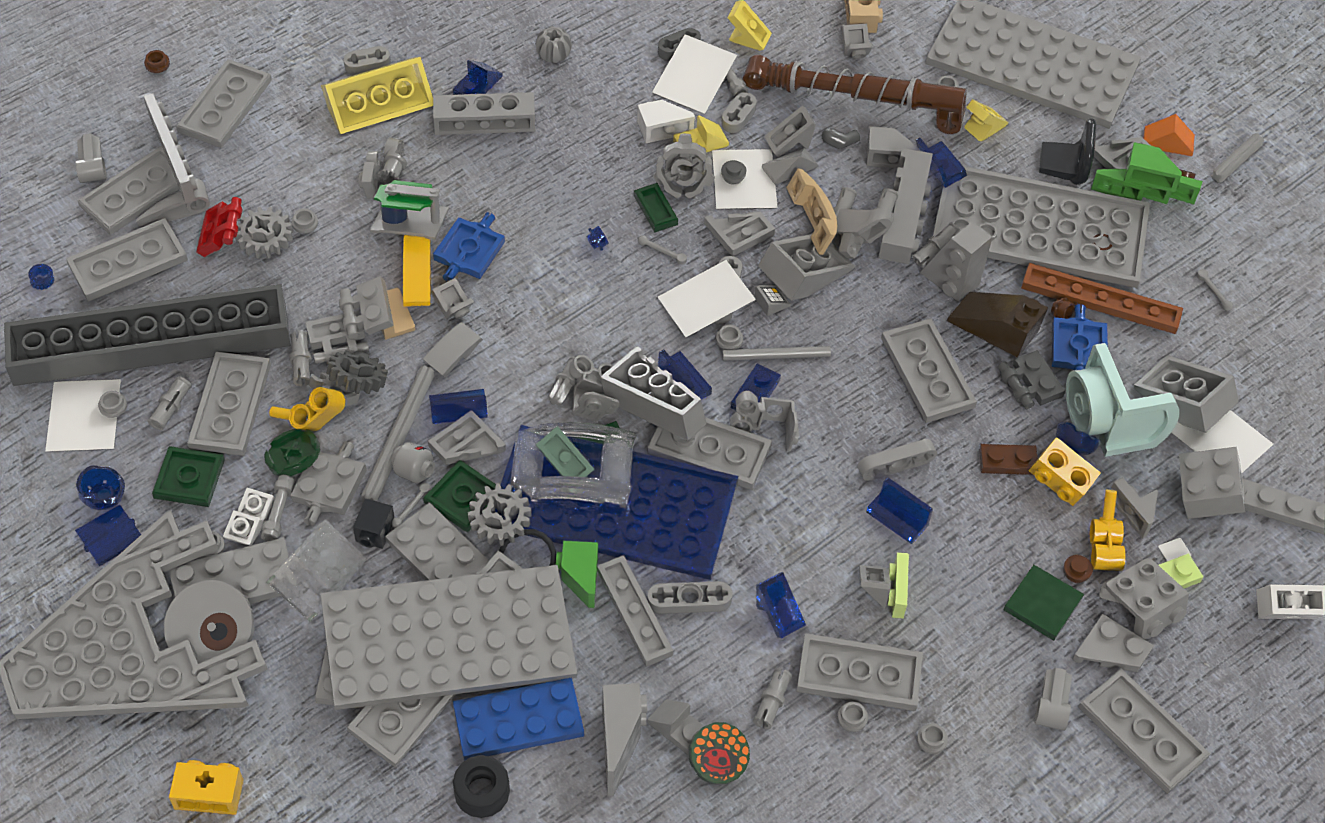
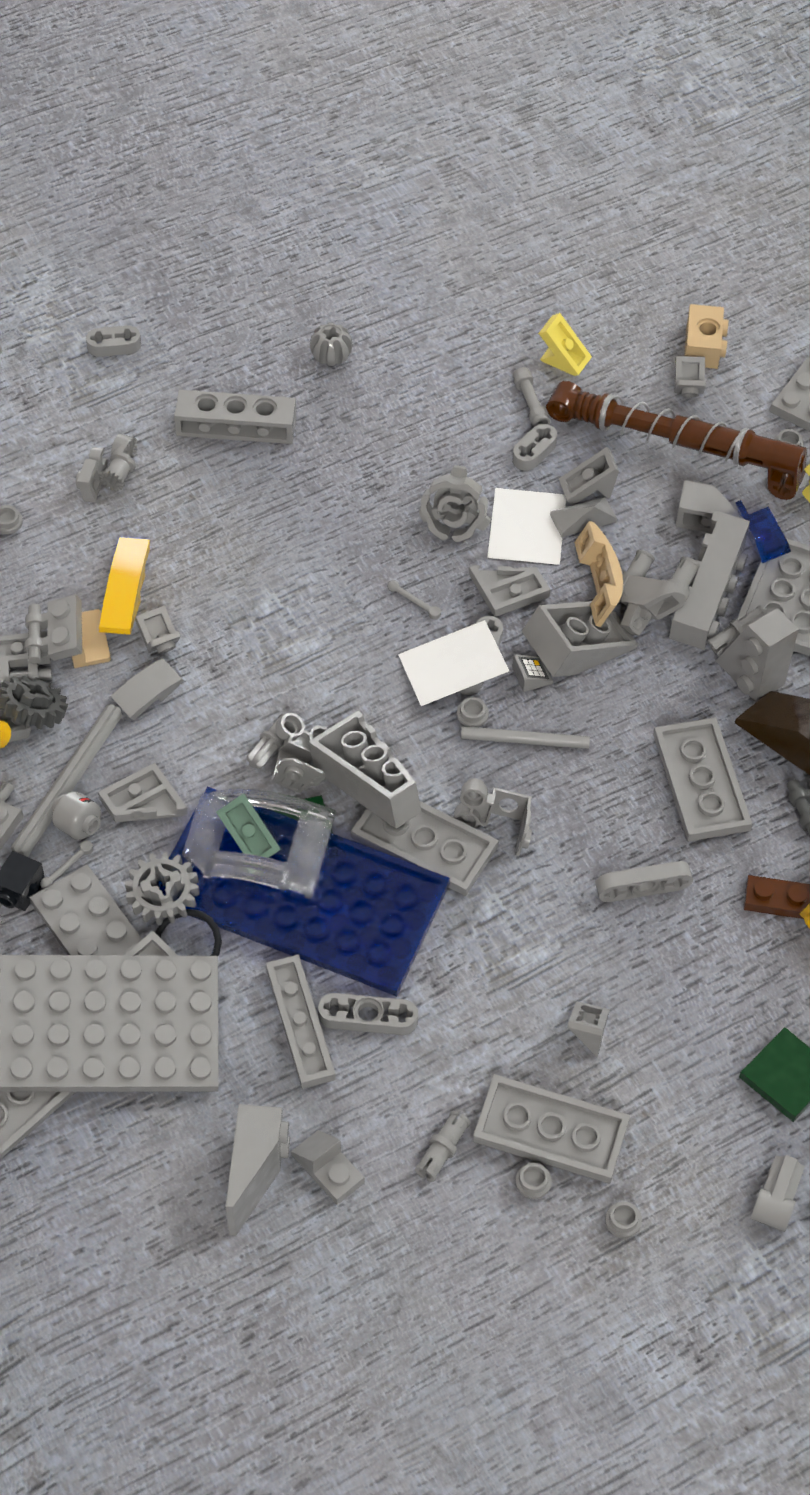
camera: 10 degrees right, 0 degrees up
(378, 95) = (117, 382): light yellow slope -> none
(409, 210) = (126, 520): piece -> none
(452, 406) = (136, 754): clear blue panel -> none
(455, 491) = (119, 854): dark green tile -> none
(469, 247) = (189, 572): blue plate -> none
(477, 768) = (77, 1182): black tyre -> none
(478, 80) = (238, 375): clear blue slope -> none
(518, 718) = (142, 1130): blue plate -> none
(579, 569) = (244, 964): bright green slope -> none
(597, 238) = (339, 577): clear blue plate -> none
(655, 207) = (415, 548): dark green tile -> none
(662, 120) = (442, 447): white slope -> none
(669, 44) = (479, 358): dark grey beam -> none
(684, 372) = (411, 751): clear blue panel -> none
(694, 73) = (490, 395): white sticker -> none
(706, 135) = (491, 471): light yellow slope -> none
(719, 753) = (366, 1202): tile -> none
(733, 172) = (514, 516): dark grey plate -> none
(760, 382) = (499, 770): clear blue plate -> none
(780, 605) = (470, 1037): clear blue slope -> none
(838, 139) = (647, 491): dark grey arm -> none
(899, 575) = (613, 1043): yellowish green plate -> none
(900, 511) = (636, 944): clear blue panel -> none

